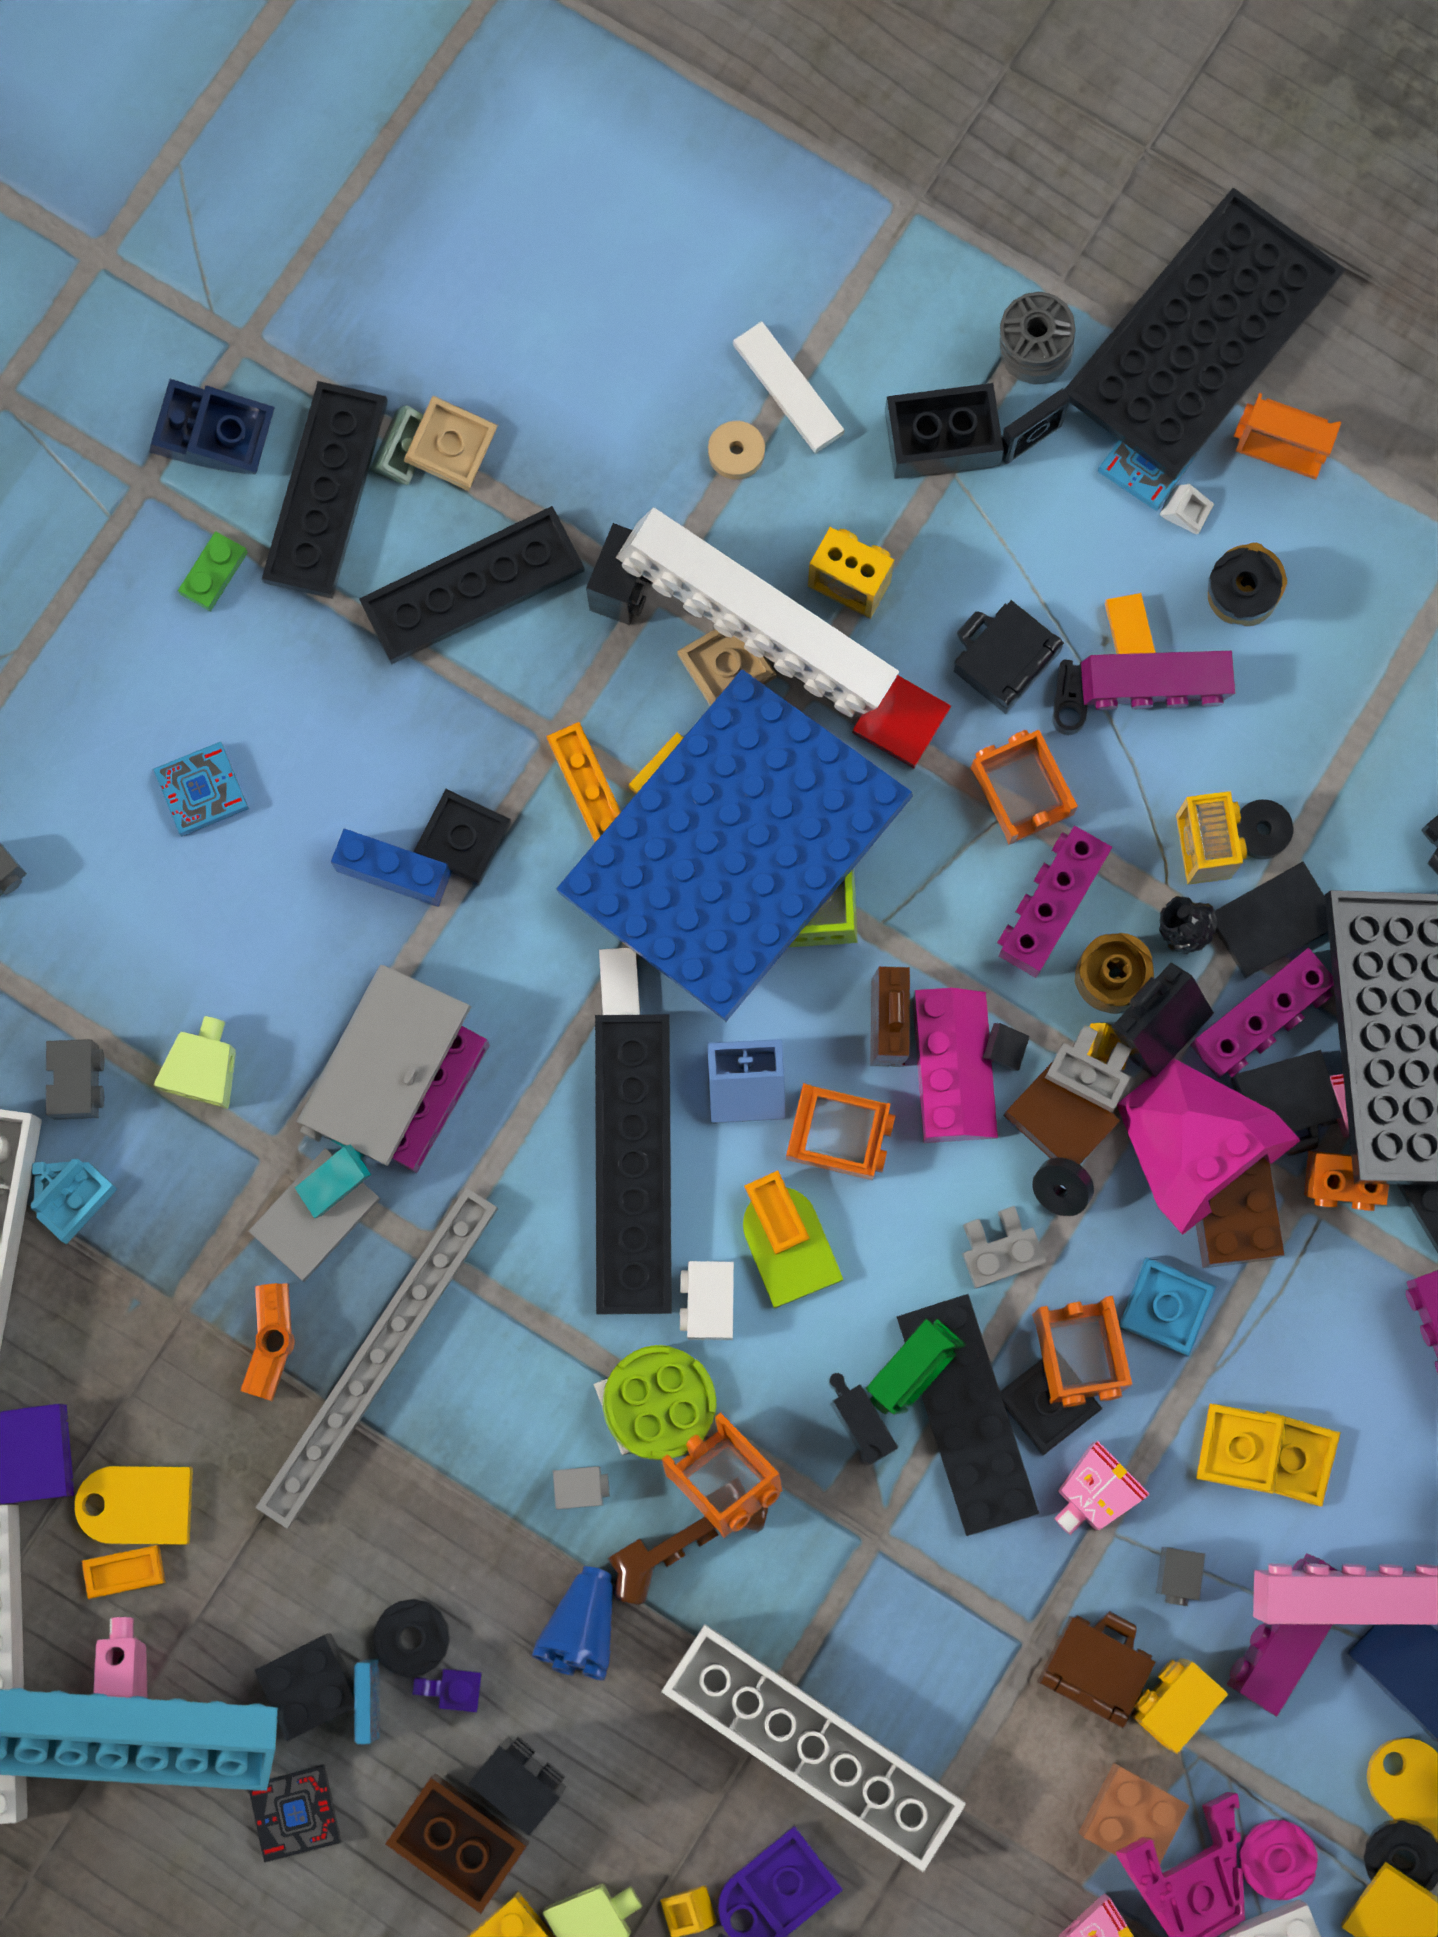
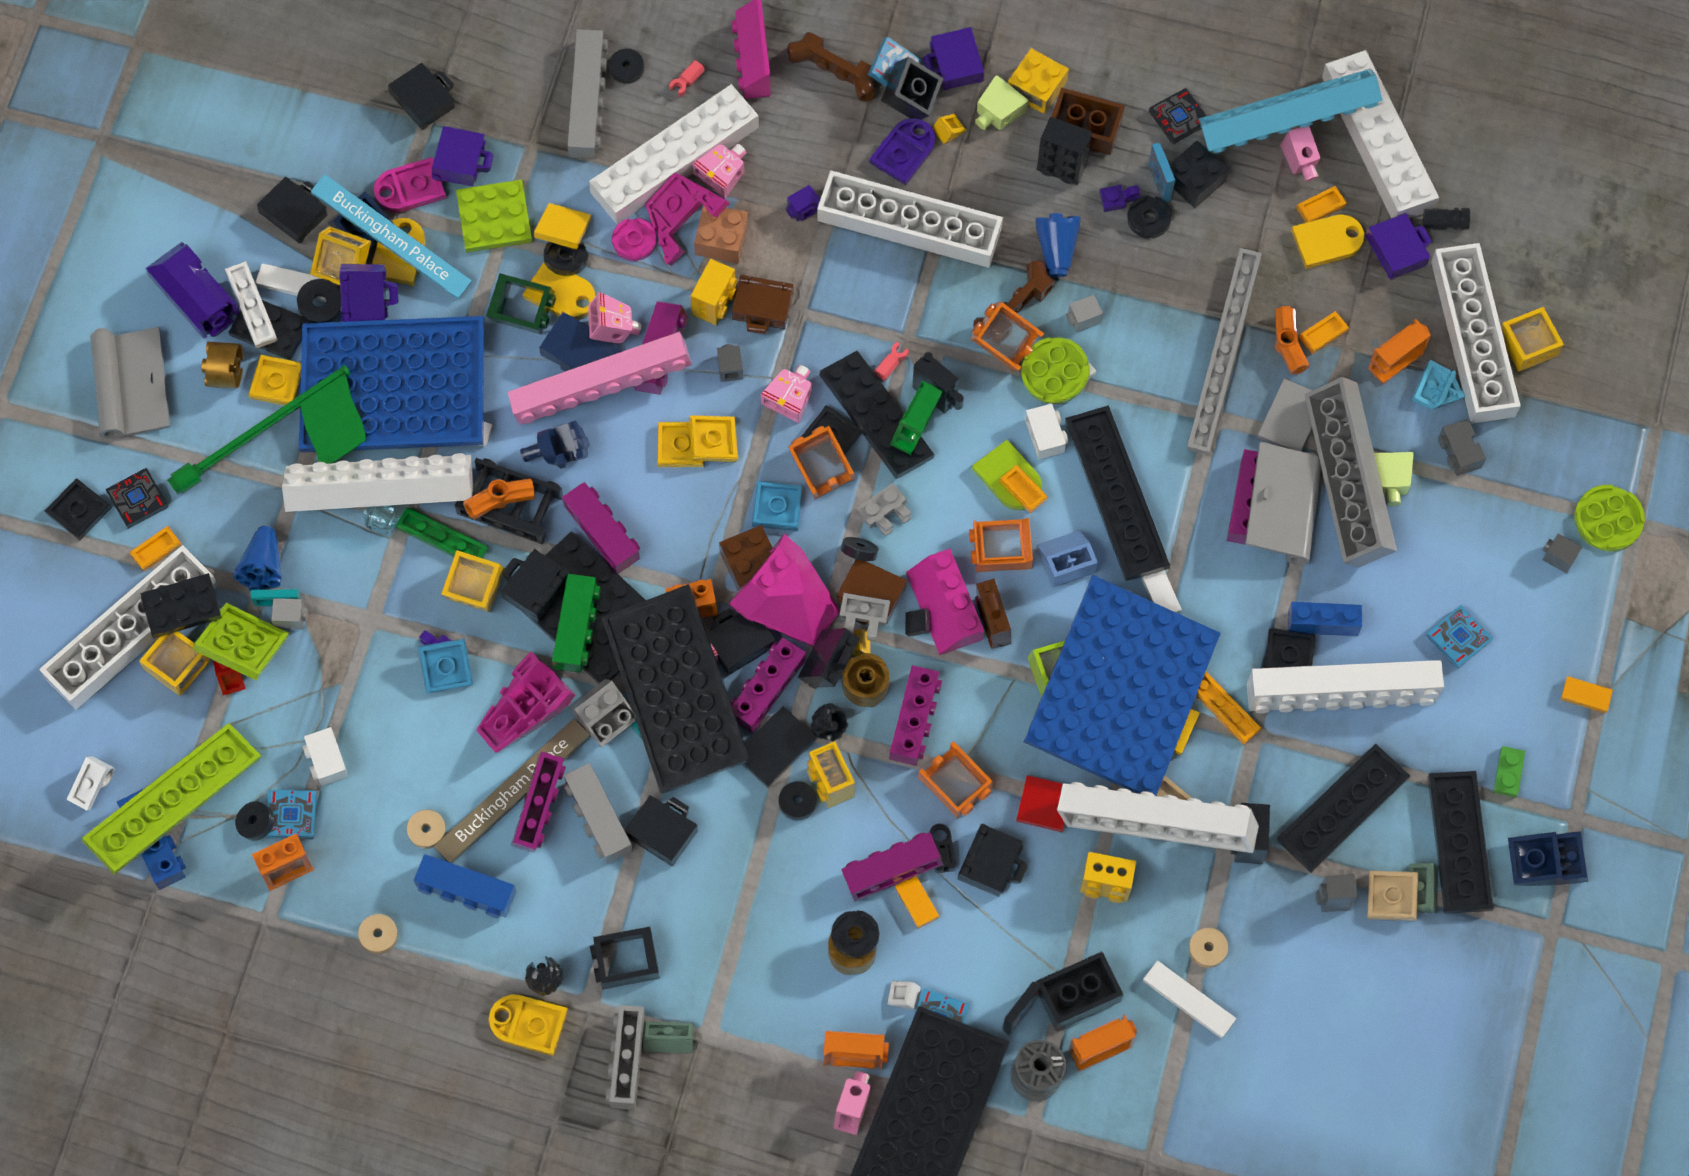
camera: 160 degrees right, 10 degrees down
(52, 648) = (1586, 694): none -> light orange tile
(103, 1260) = (1399, 351): none -> orange window
(207, 1343) = (1324, 332): none -> light orange tile
(263, 1079) = (1350, 472): none -> light grey brick
(332, 1181) = (1287, 429): teal tile -> none
(403, 748) = (1345, 686): none -> white brick
(531, 456) = (1337, 893): none -> dark grey brick
(919, 1498) = (890, 362): none -> coral bar
(935, 346) = (1102, 1043): none -> orange window
(980, 1834) = (802, 204): none -> dark purple window
(1312, 362) = (852, 1103): none -> bright pink torso
(1360, 1705) = (610, 320): none -> bright pink torso

